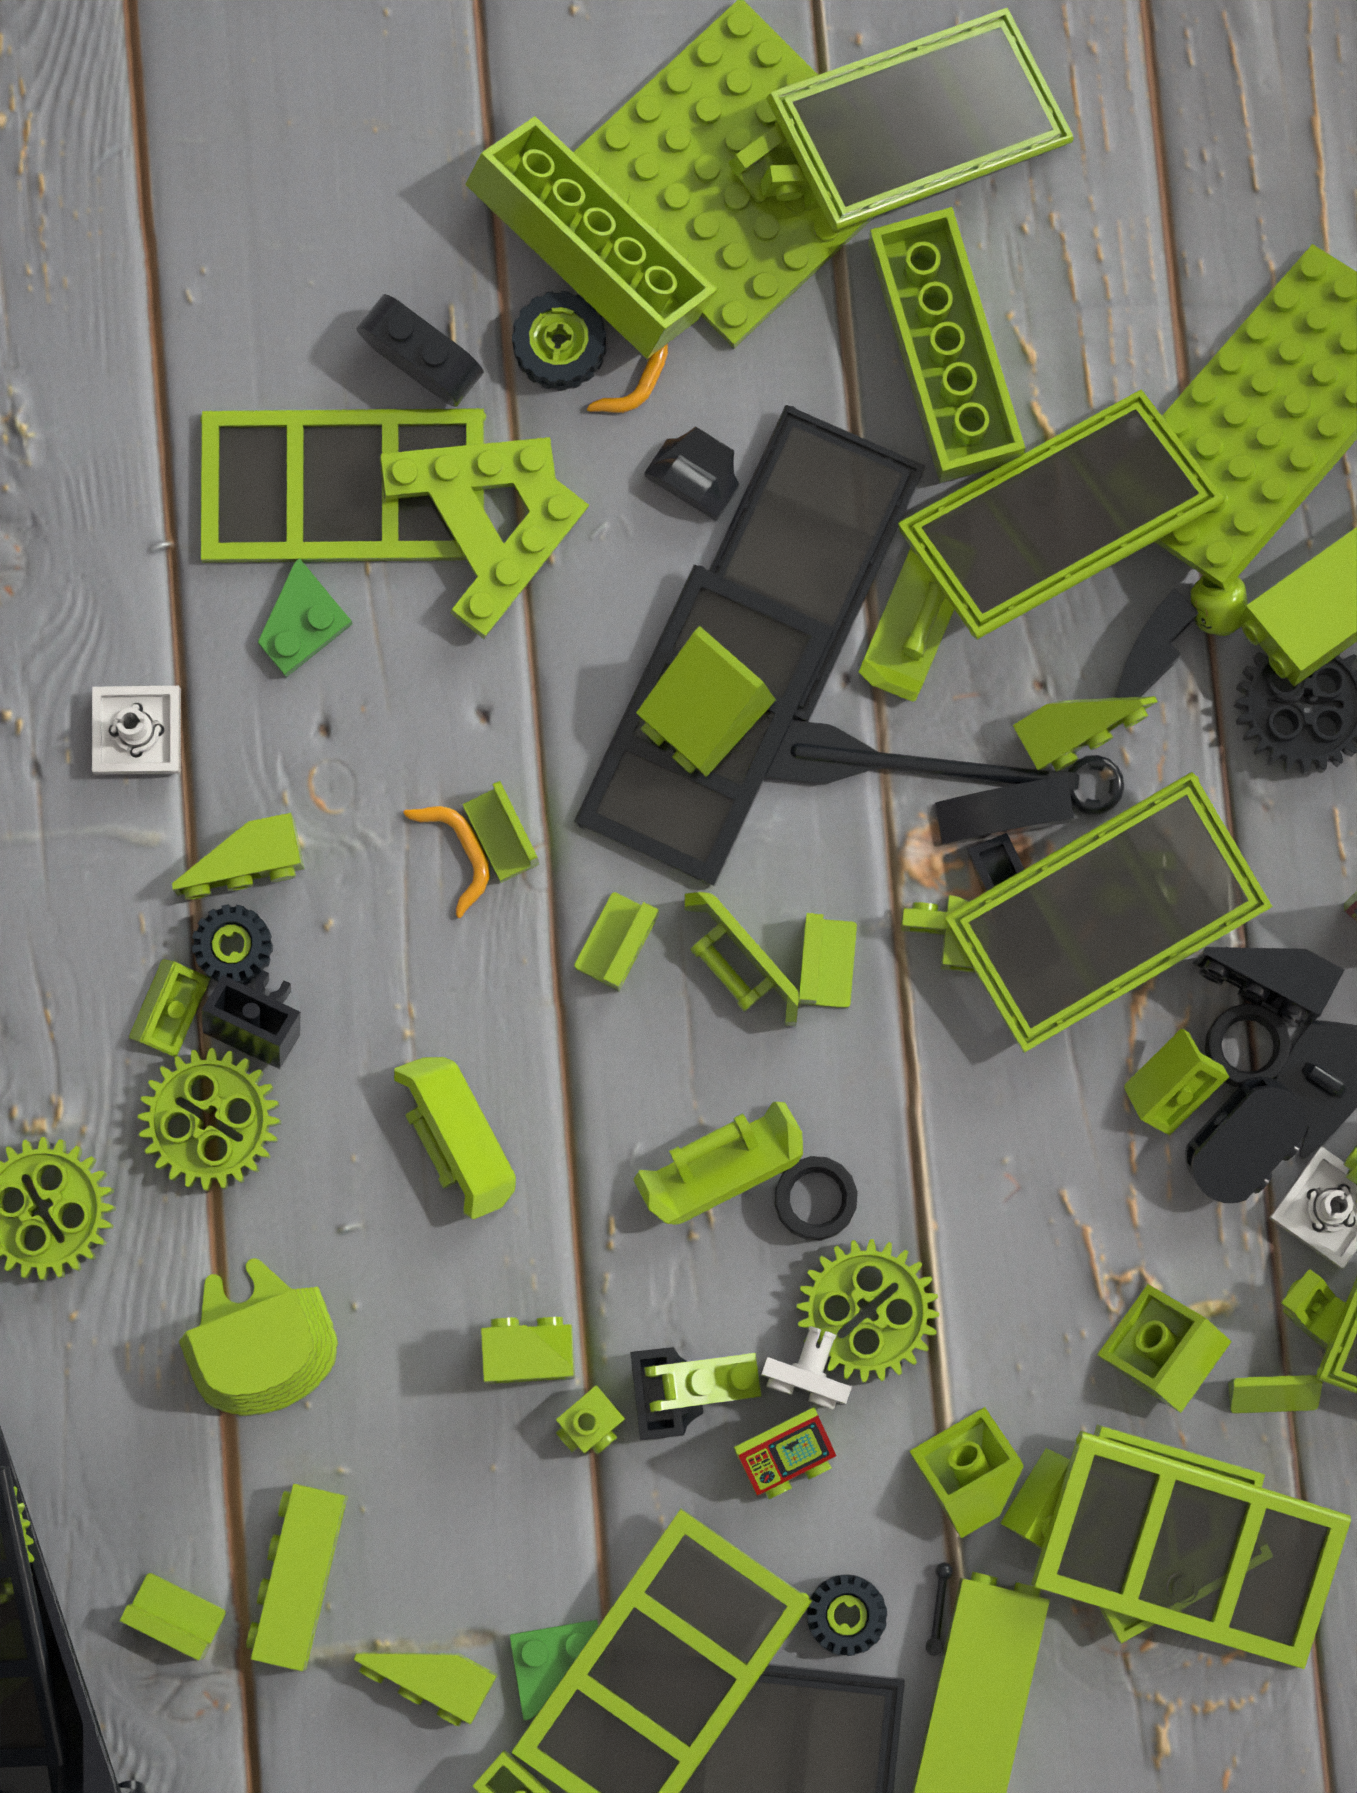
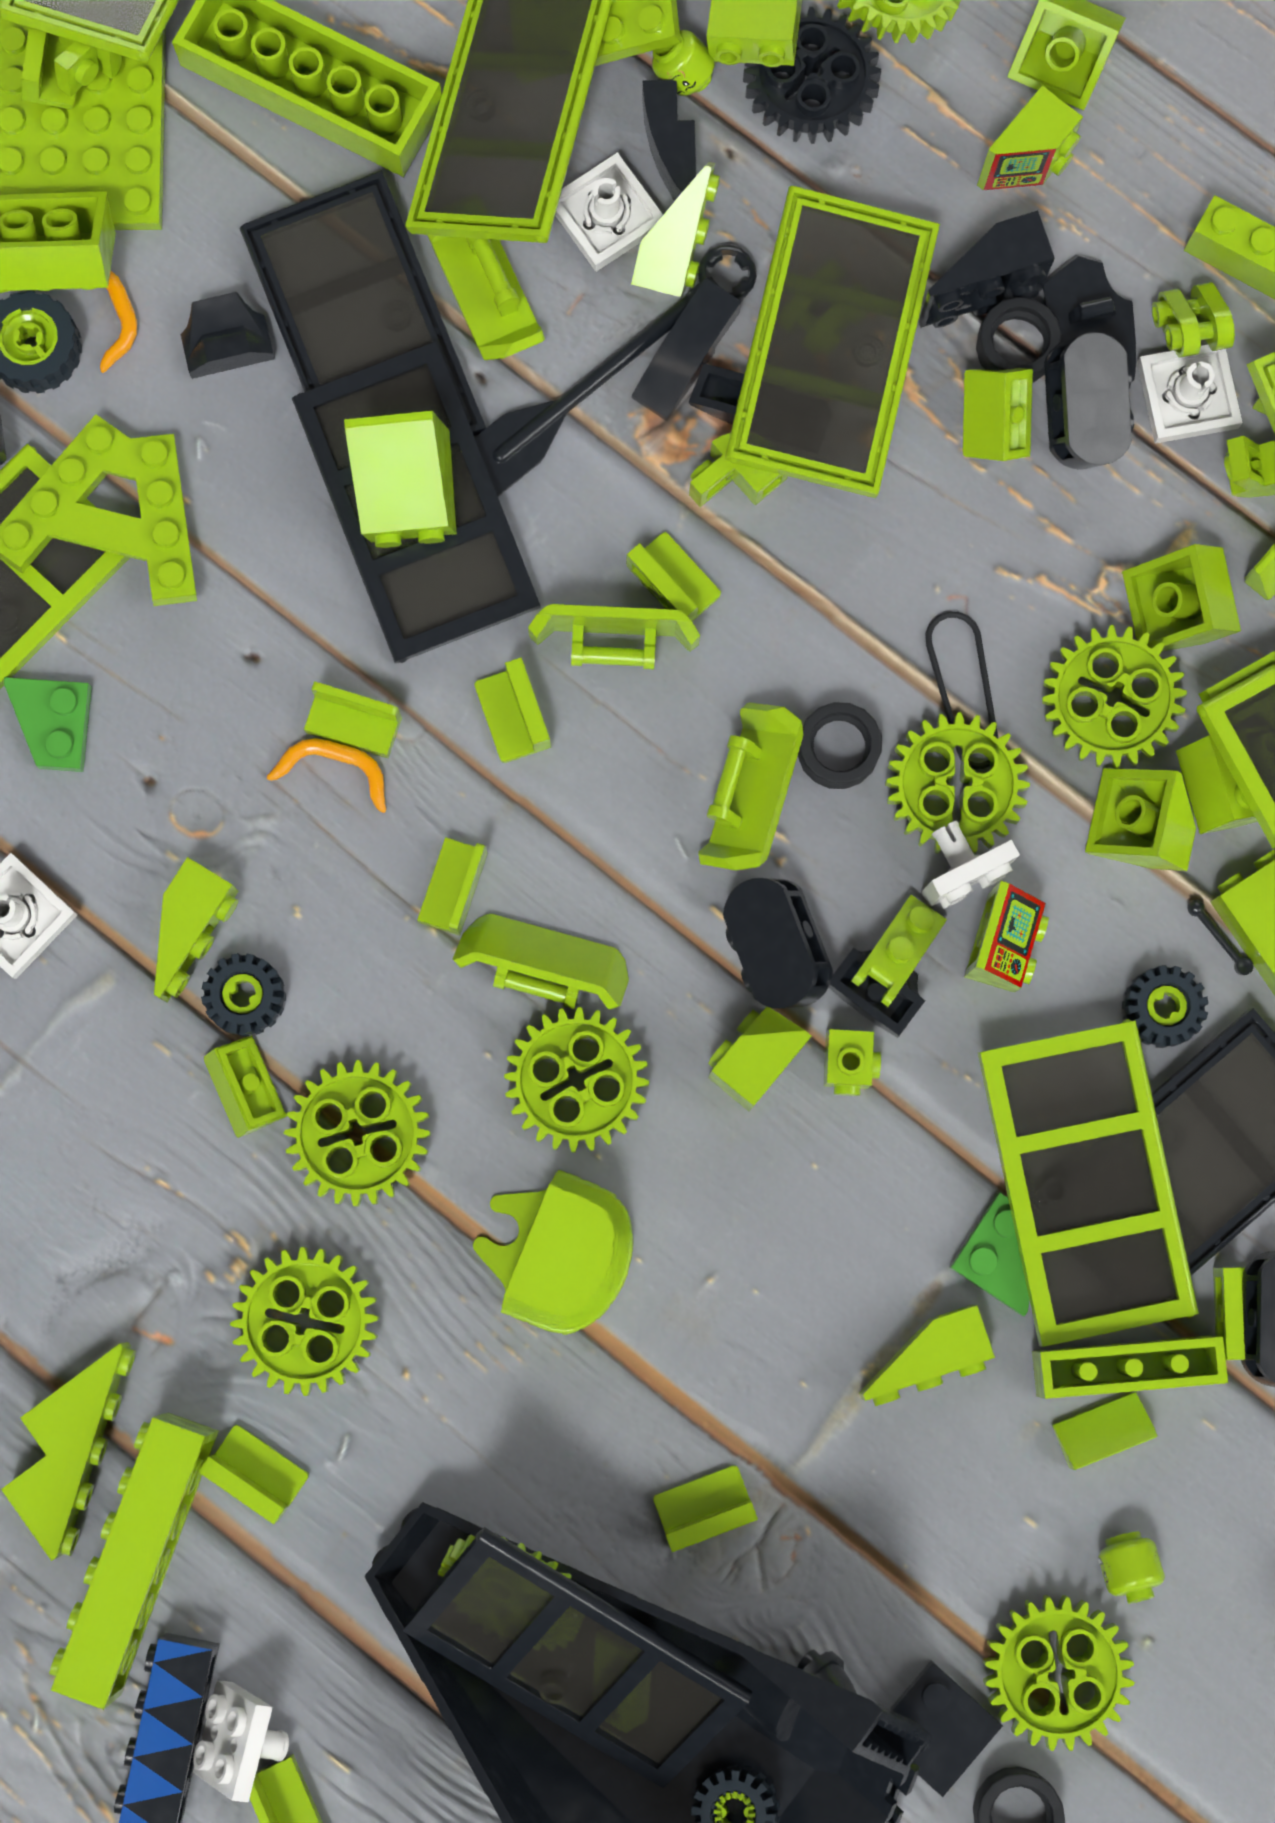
camera: 50 degrees left, 0 degrees up
(252, 1020) = (314, 1030): black brick -> none
(298, 1577) = (763, 1385): lime brick -> none
(379, 1276) = (557, 1043): none -> lime gear
(450, 1017) = (452, 886): none -> lime panel
(624, 1289) = (777, 943): none -> black brick
(973, 1253) = (928, 636): none -> black piece
(1004, 1376) = (1132, 661): none -> lime gear
(1074, 635) = (601, 199): none -> white plate

